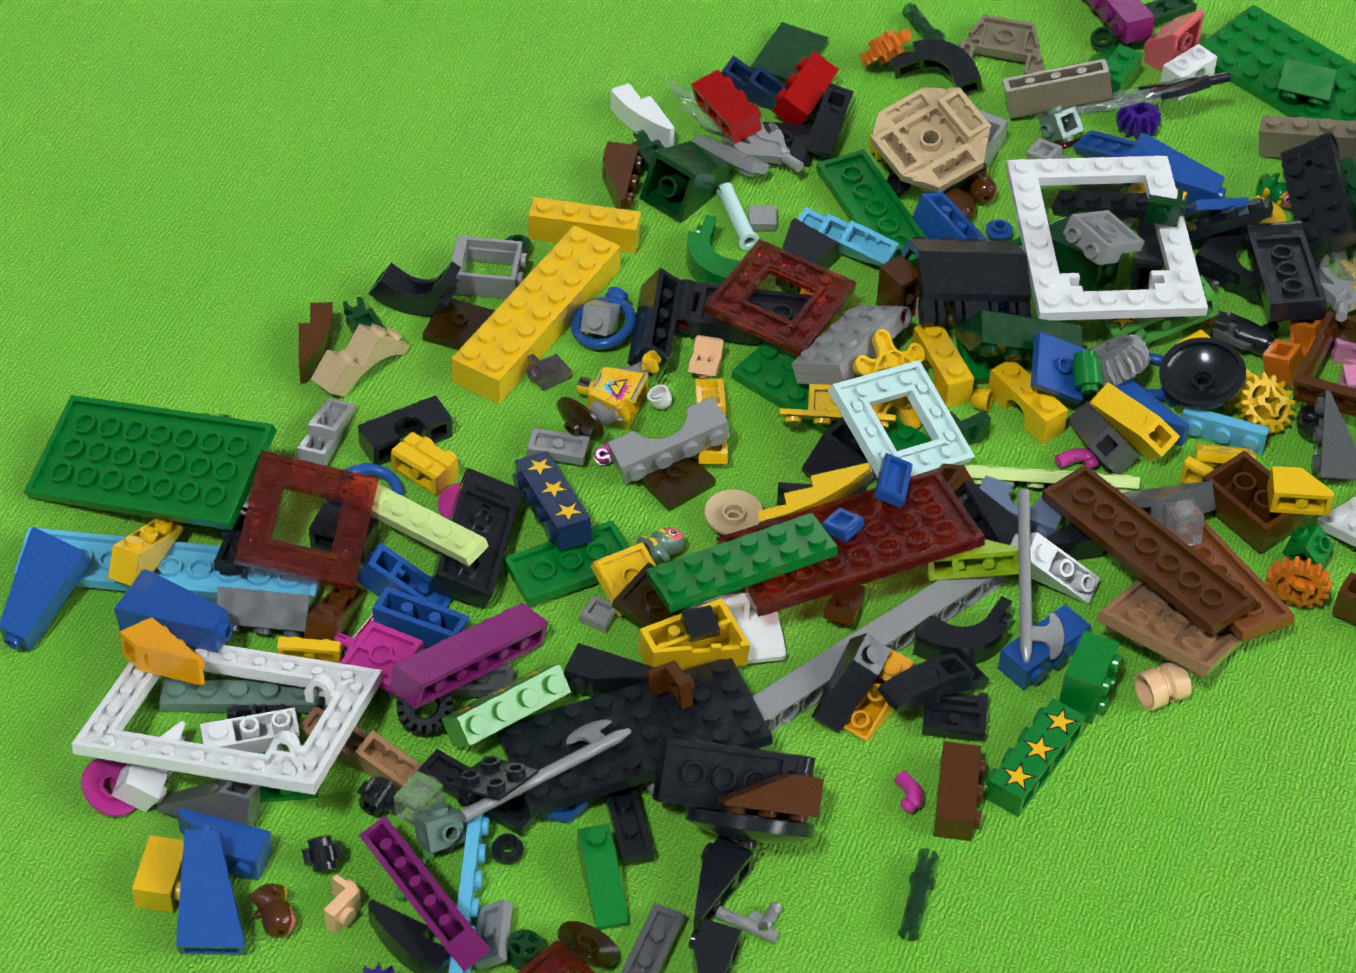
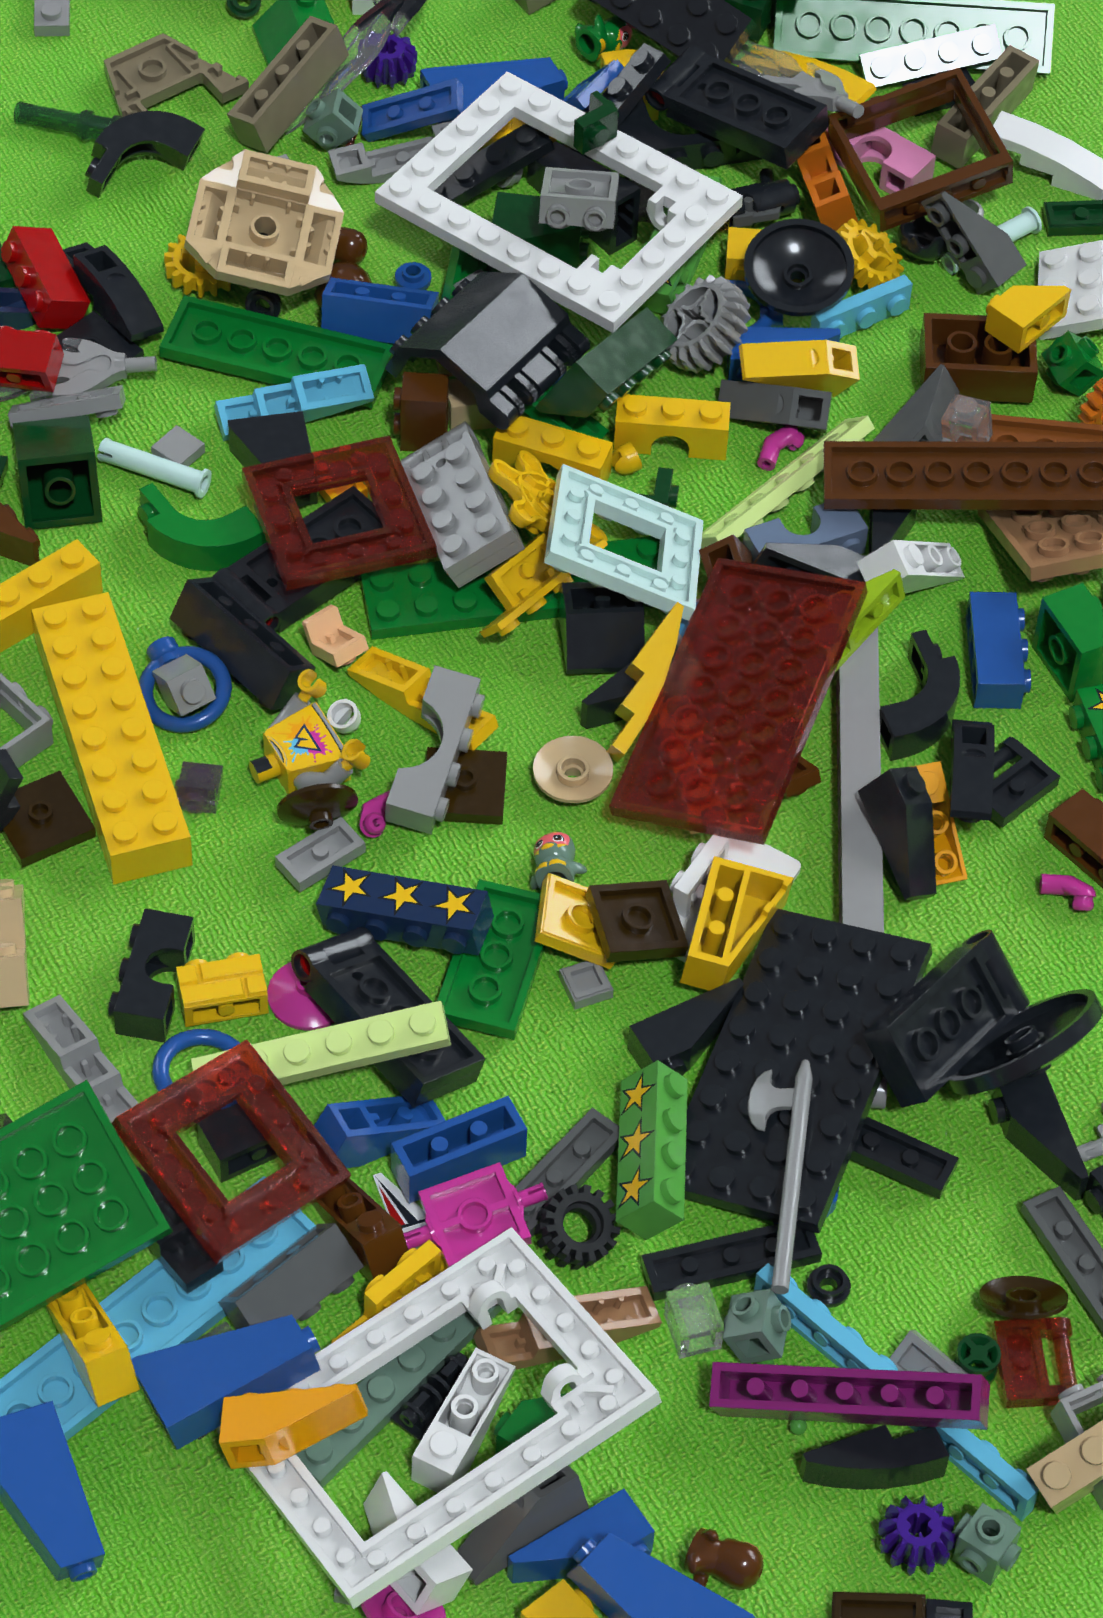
camera: 50 degrees left, 5 degrees up
(322, 853) = (687, 1460): black gear -> none
(344, 907) = (770, 1475): light nougat bracket -> none
(377, 796) = (657, 1354): black gear -> none
(468, 655) = (563, 1136): magenta brick -> none
(490, 779) = (761, 1229): black hinge -> none
(602, 876) = (943, 1224): green slope -> none
(671, 678) = (785, 975): reddish brown bracket -> none
(700, 623) = (735, 897): black tile -> none
(741, 562) = (682, 807): green plate -> none
(784, 793) = (1008, 993): reddish brown slope -> none
(843, 524) = (719, 686): blue tile -> none
(885, 46) = (66, 168): orange gear -> none
(893, 480) = (706, 601): blue tile -> none
(1053, 367) = (682, 366): blue plate -> none
(1053, 633) = (1003, 629): light grey piece -> none
(1087, 372) = (716, 348): green brick -> none
(1193, 471) = (896, 373): yellow tile -> none
(1216, 454) = (891, 335): yellow plate -> none

